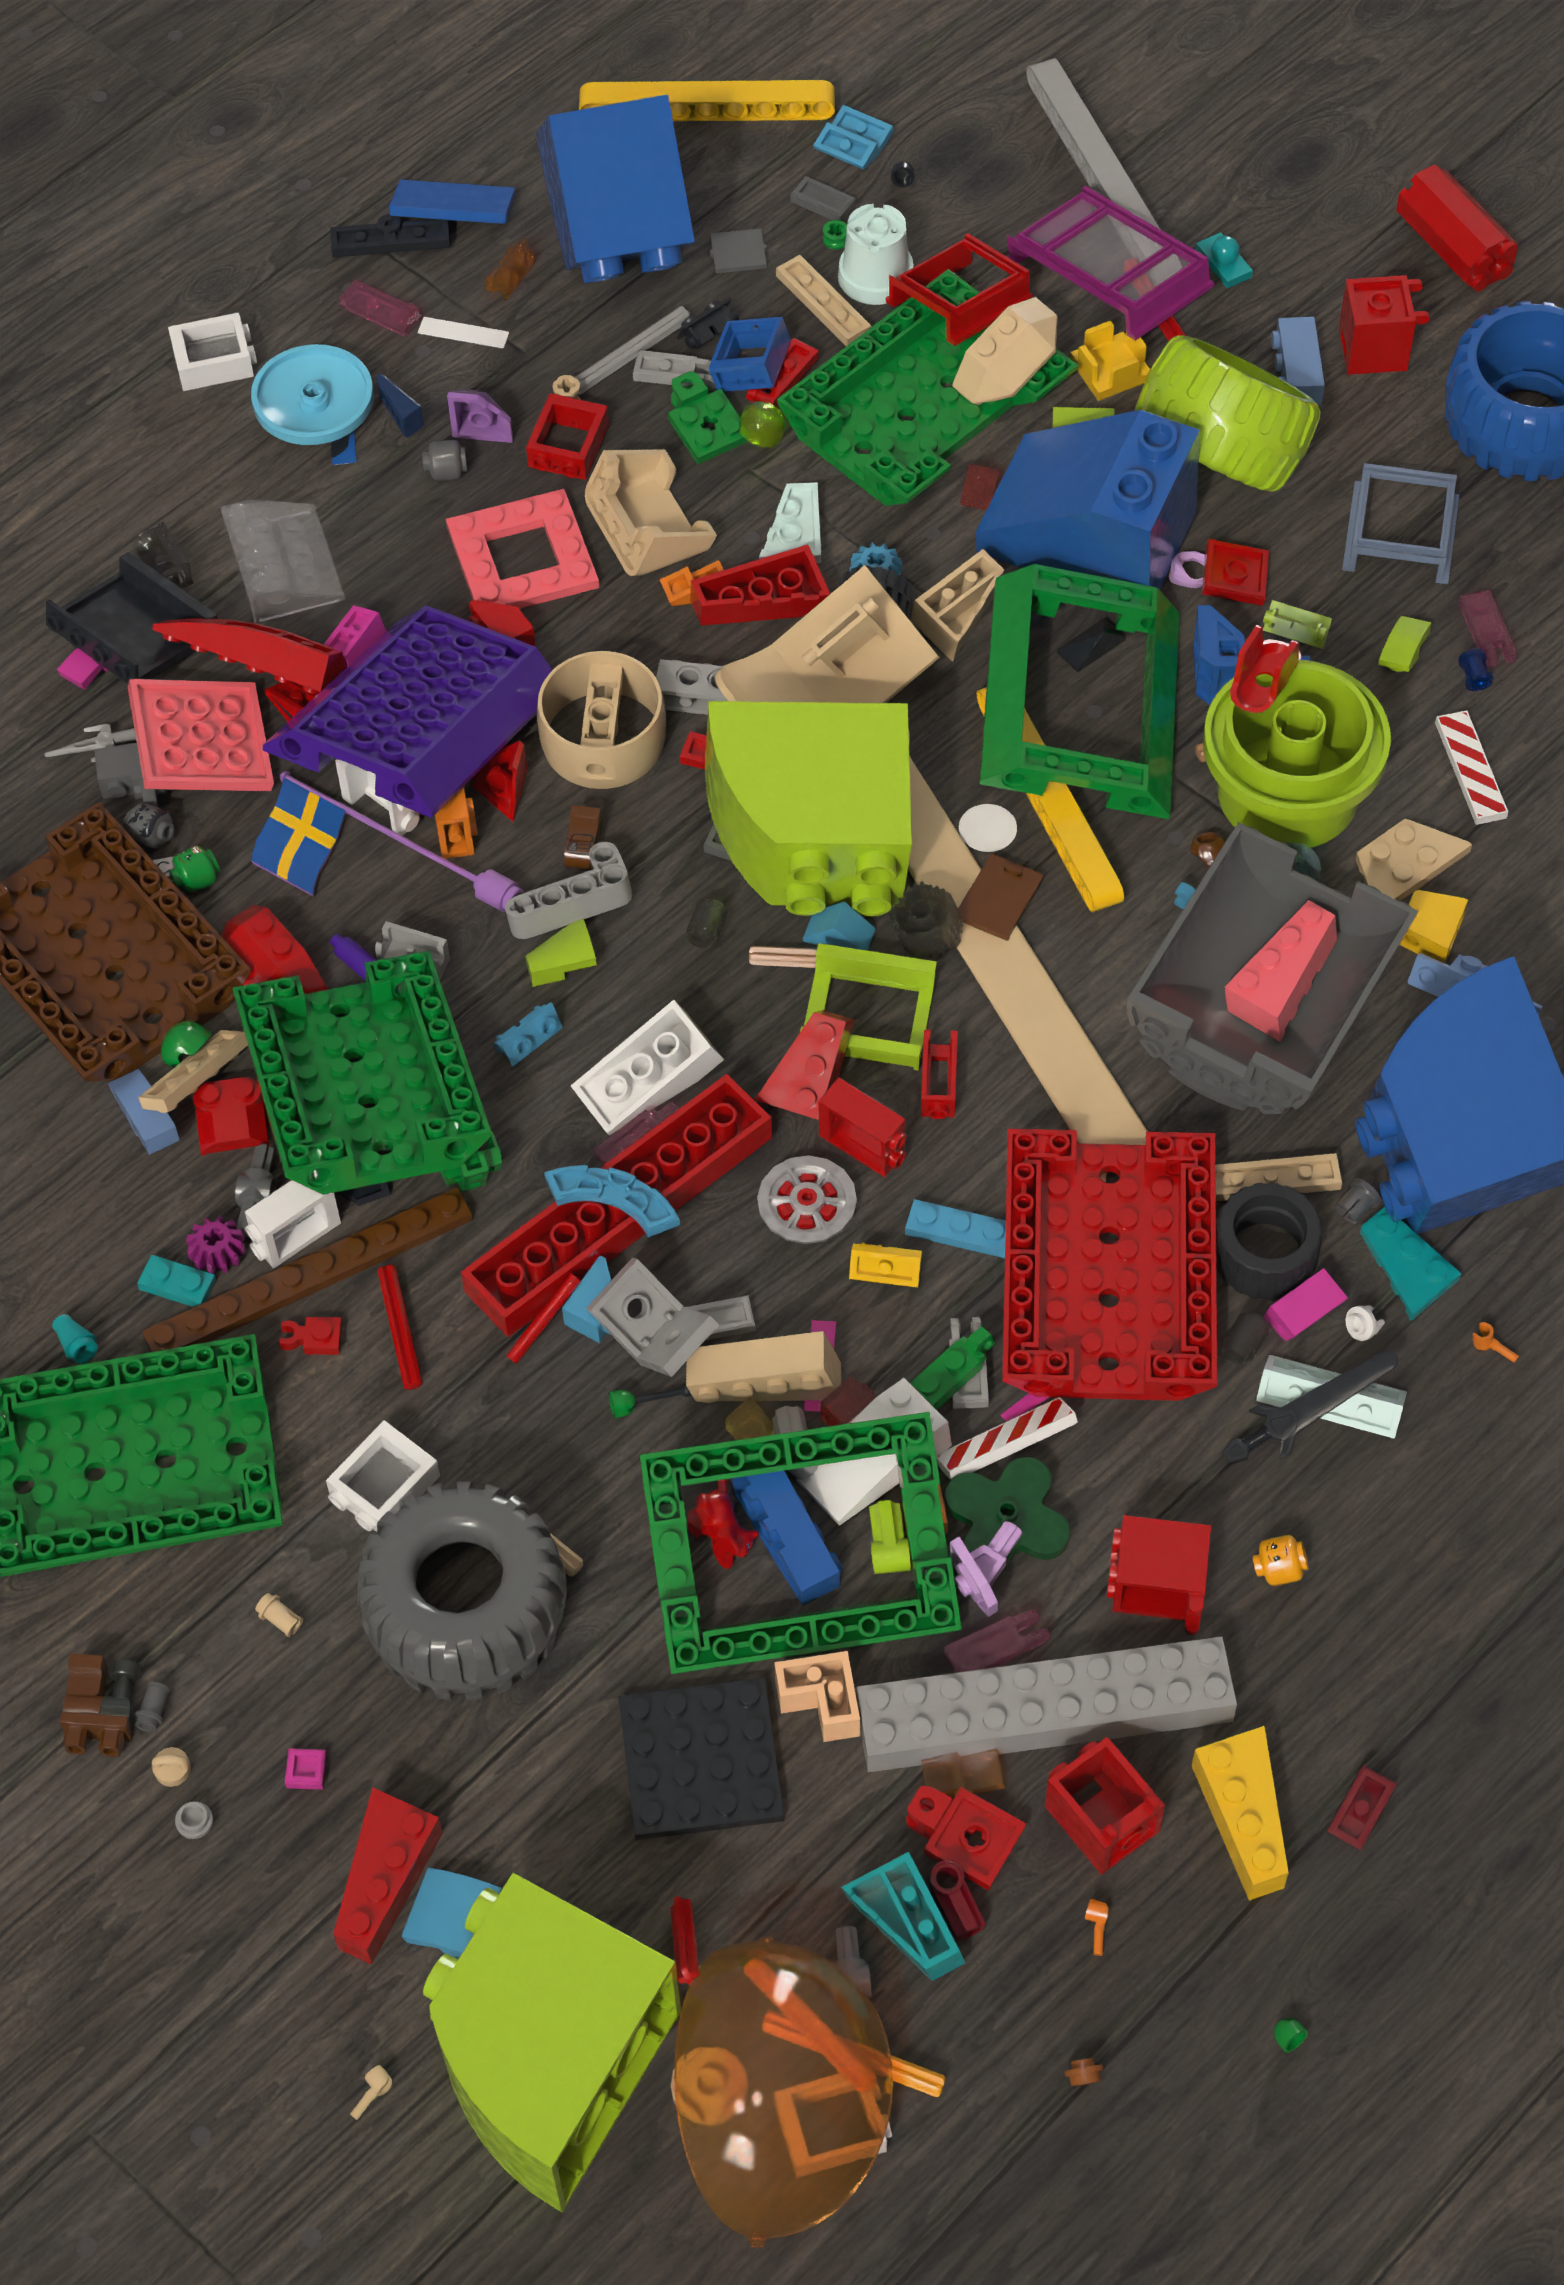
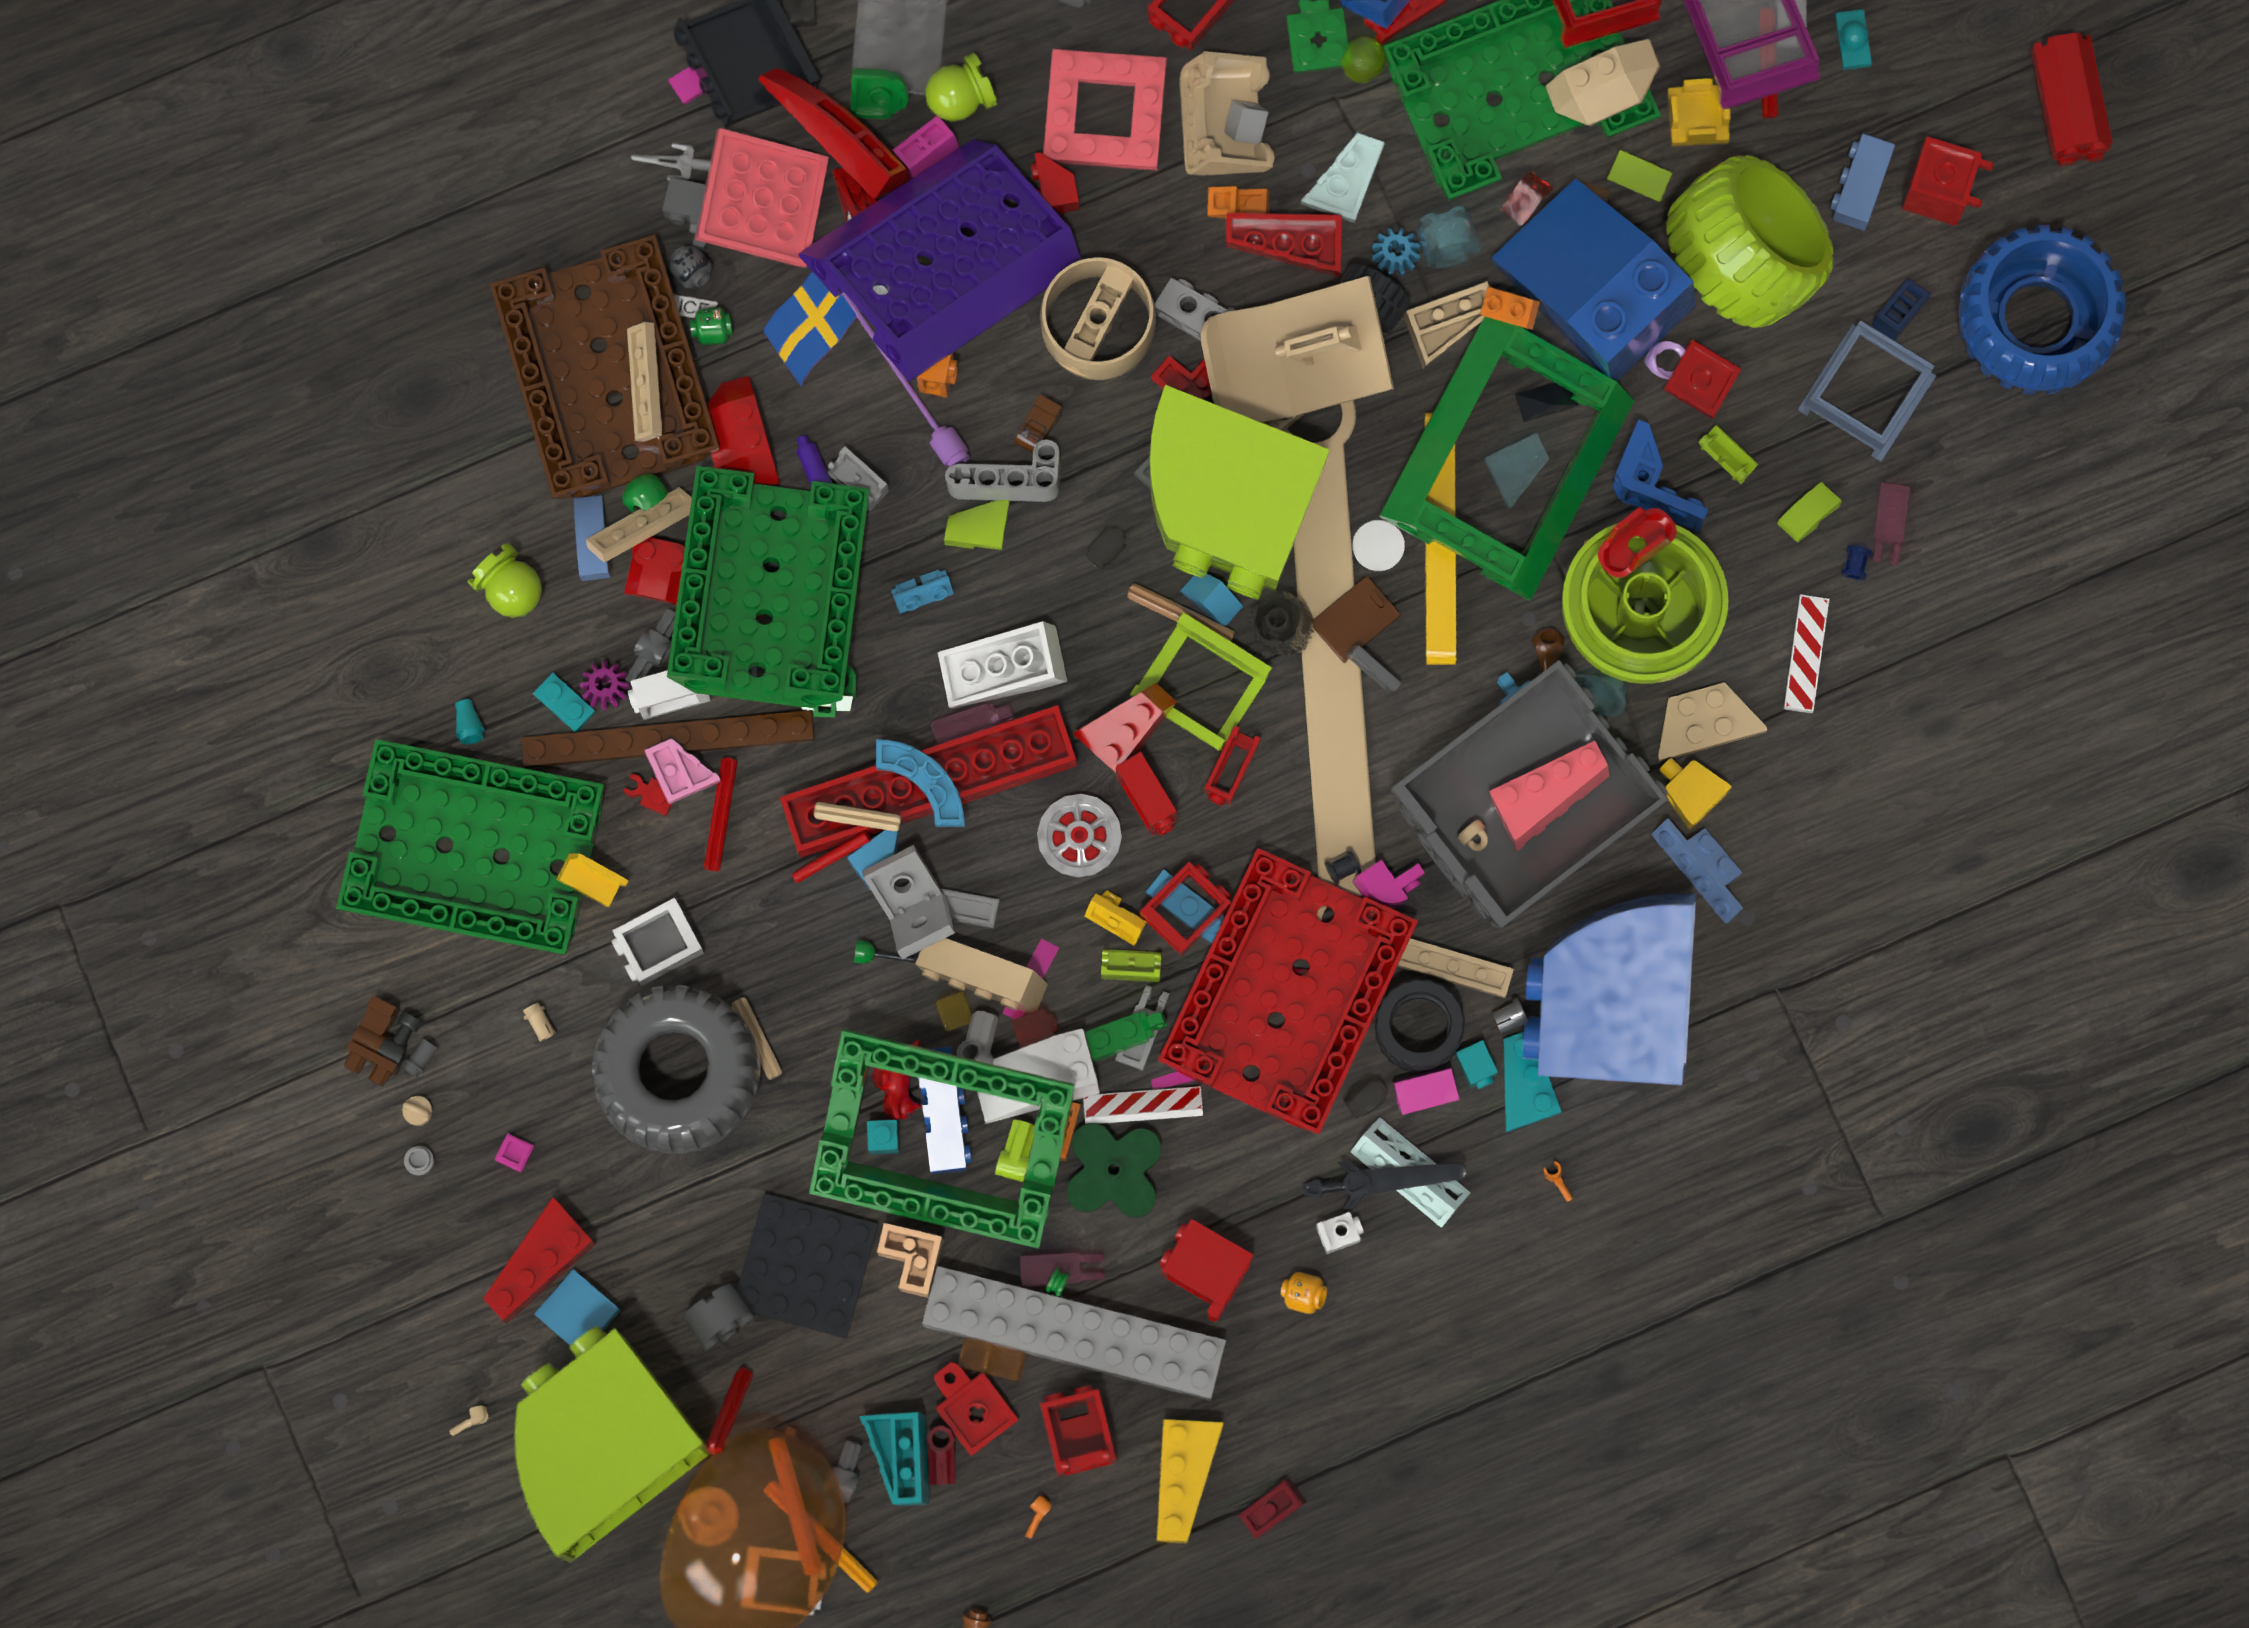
camera: 25 degrees right, 20 degrees up
(68, 1180) = (509, 584): none -> lime tile
(142, 937) = (644, 381): none -> tan plate
(280, 1436) = (590, 879): none -> yellow panel
(283, 604) = (877, 93): none -> green tile
(334, 1295) = (678, 771): none -> bright pink wing
(368, 574) = (957, 91): none -> lime tile
(503, 779) = (998, 342): red slope -> none
(556, 1255) = (857, 816): none -> tan axle
(624, 1844) = (718, 1316): none -> dark grey brick
(671, 508) = (1246, 122): none -> light grey panel
(730, 1581) = (883, 1137): none -> teal brick
(923, 534) = (1448, 237): none -> clear light blue brick
(925, 1307) = (1131, 965): none -> lime hinge
(948, 1247) = (1164, 929): none -> red window
(982, 1567) = (1071, 1210): lavender piece -> none
(1002, 1651) = (1058, 1282): none -> green bush
(1019, 552) = (1510, 308): none -> orange plate
(1042, 929) = (1373, 668): none -> dark grey tile
(1092, 707) = (1516, 467): none -> clear light blue wing
(1105, 1123) = (1342, 867): none -> black bush
(1155, 1117) = (1382, 887): none -> dark pink brick
(1224, 1040) = (1472, 832): none -> tan tile
(1285, 1494) = (1334, 1242): none -> white brick
(1347, 1260) = (1476, 1065): none -> teal brick
(1362, 1323) = (1461, 1122): white plate -> none
(1393, 452) = (1888, 322): none -> dark blue slope

